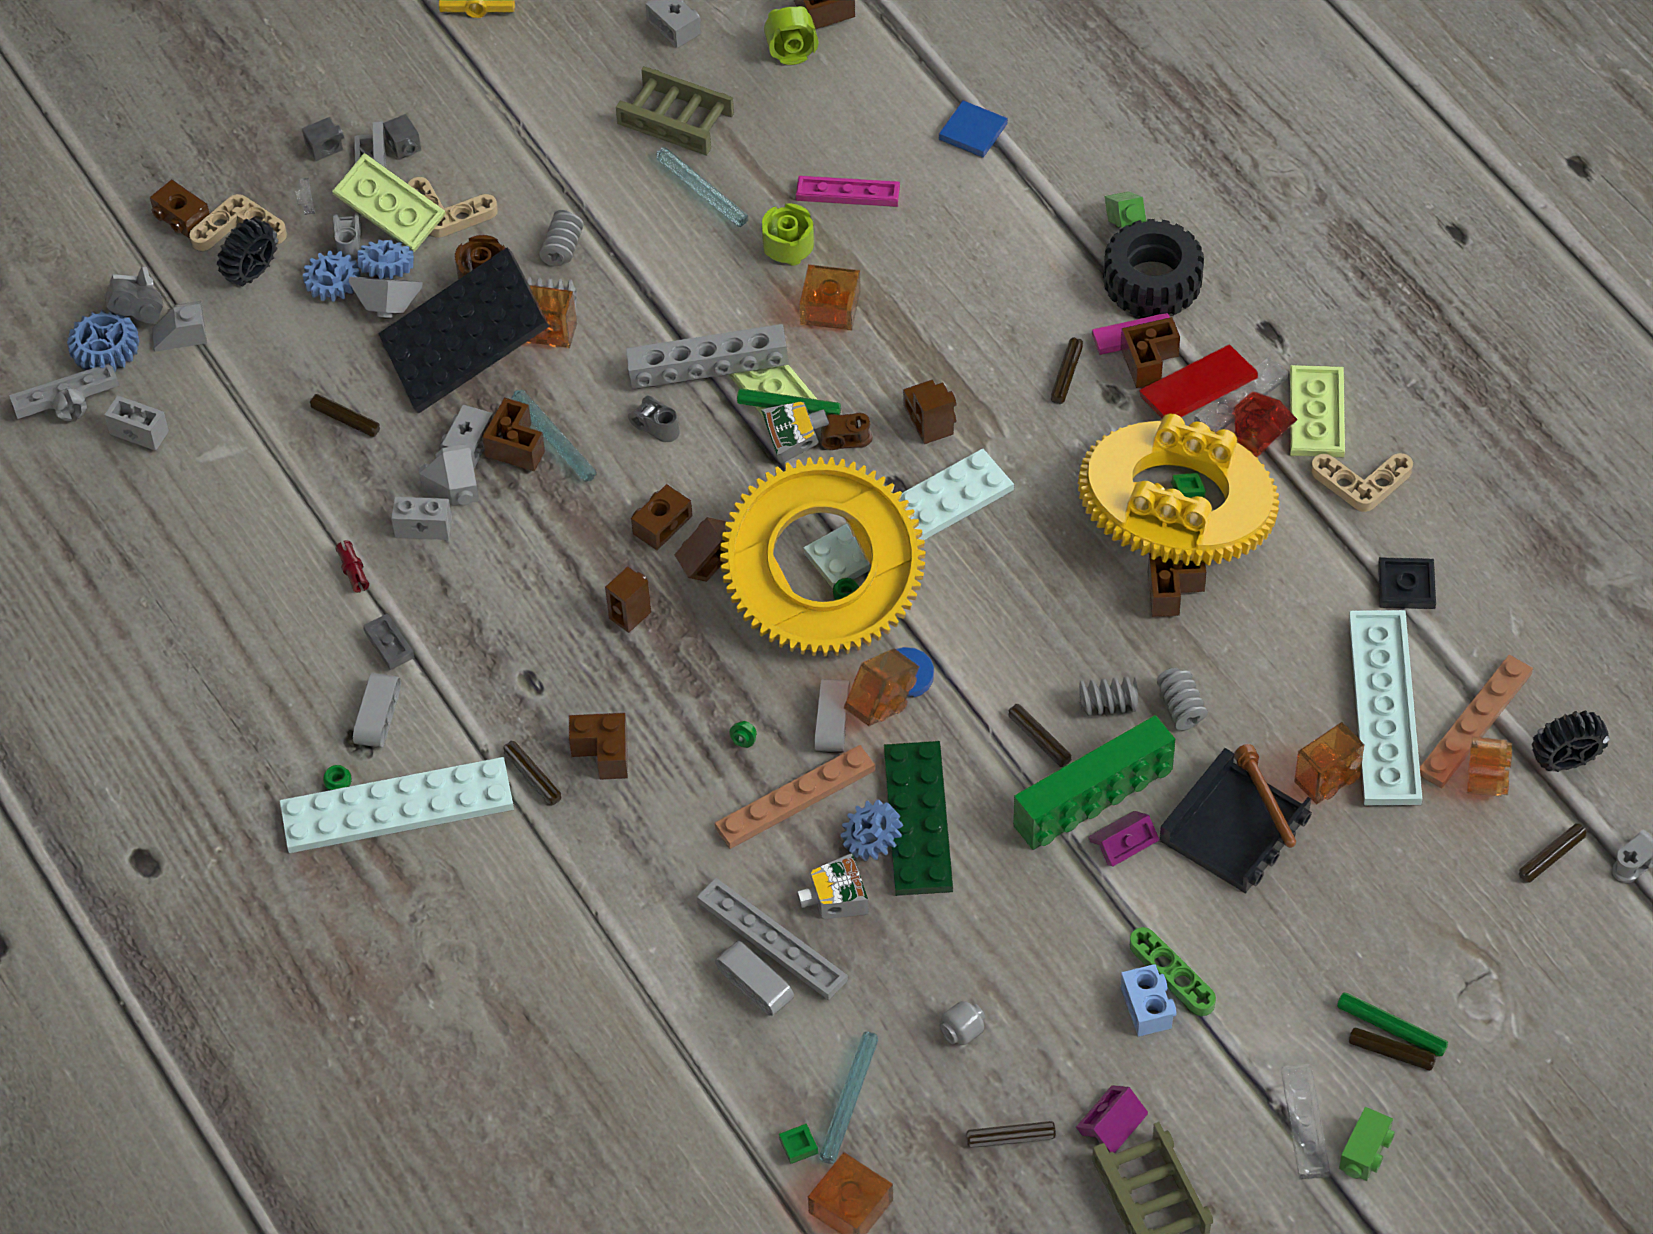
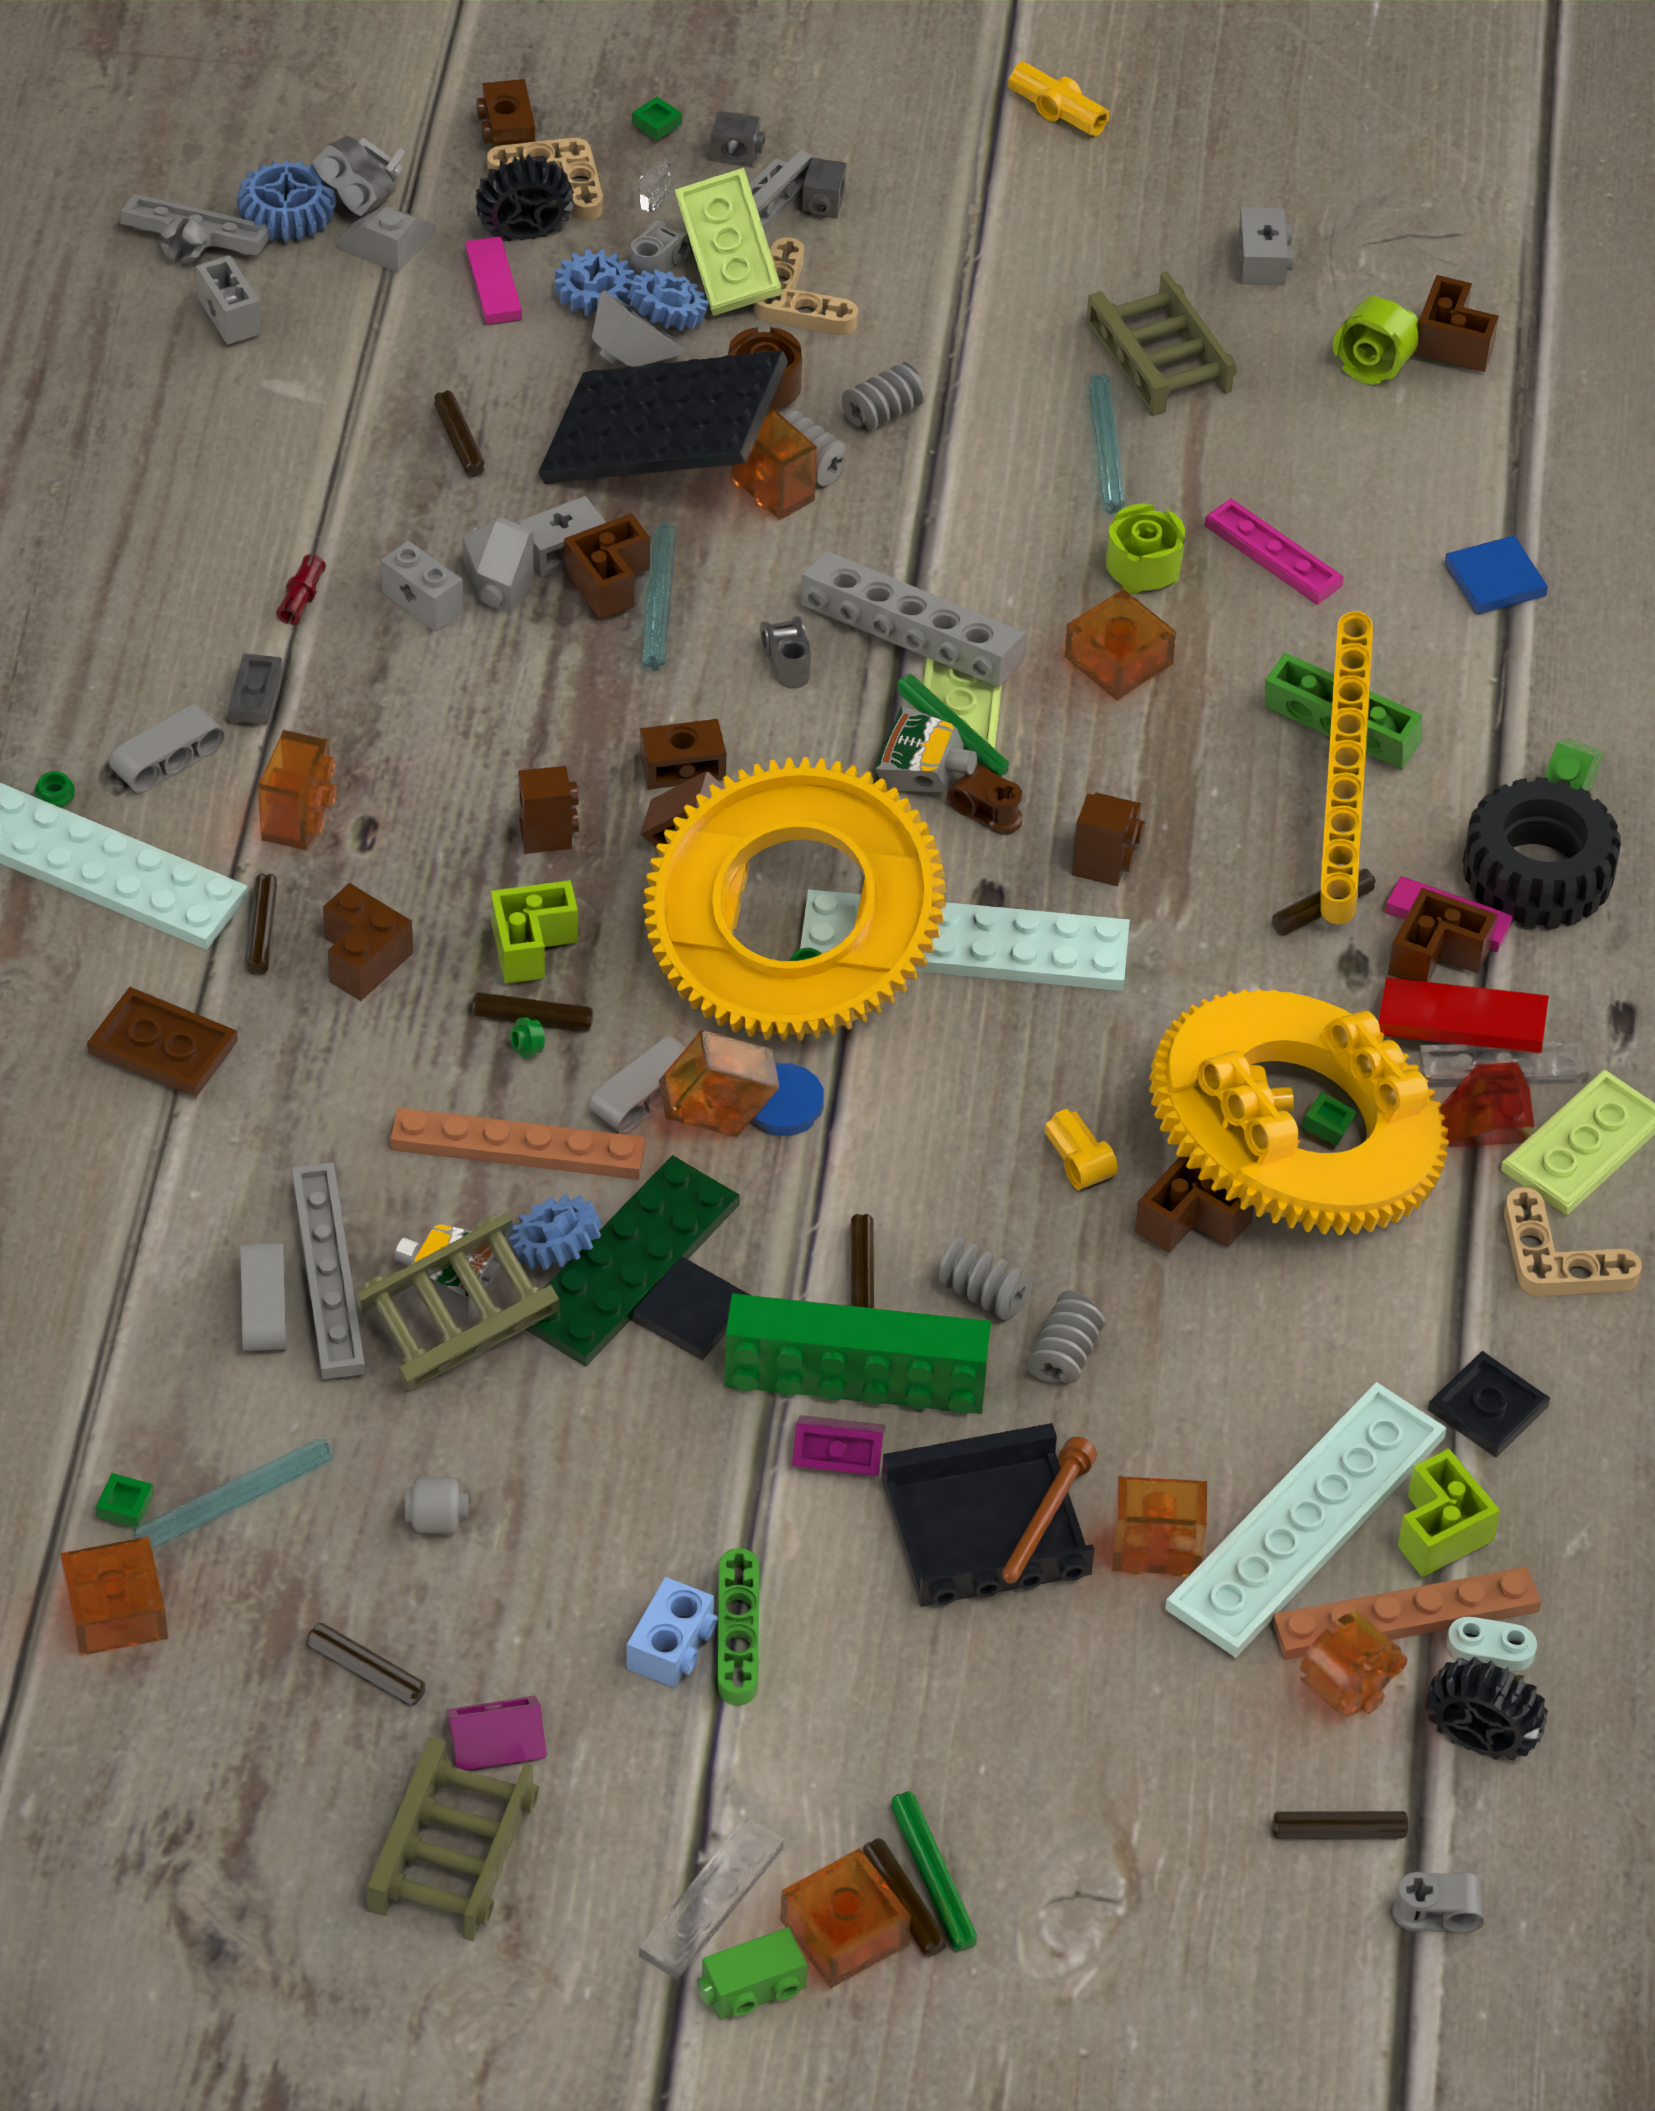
camera: 35 degrees right, 5 degrees down
(264, 155) = (657, 118): none -> green plate
(269, 312) = (493, 280): none -> dark pink tile
(482, 683) = (296, 790): none -> clear orange brick
(550, 878) = (162, 1042): none -> reddish brown plate
(682, 672) = (527, 922): none -> lime brick
(728, 718) = (546, 1012): none -> dark brown axle
(885, 927) = (457, 1343): none -> olive fence
(976, 820) = (688, 1308): none -> black tile
(979, 257) = (1306, 696): none -> bright green brick
(1023, 297) = (1352, 683): none -> yellow beam
(1092, 594) = (1083, 1157): none -> yellow piece
(1383, 1080) = (845, 1917): none -> clear orange brick
(1454, 651) = (1450, 1515): none -> lime brick
(1531, 707) = (1492, 1642): none -> light aqua plate

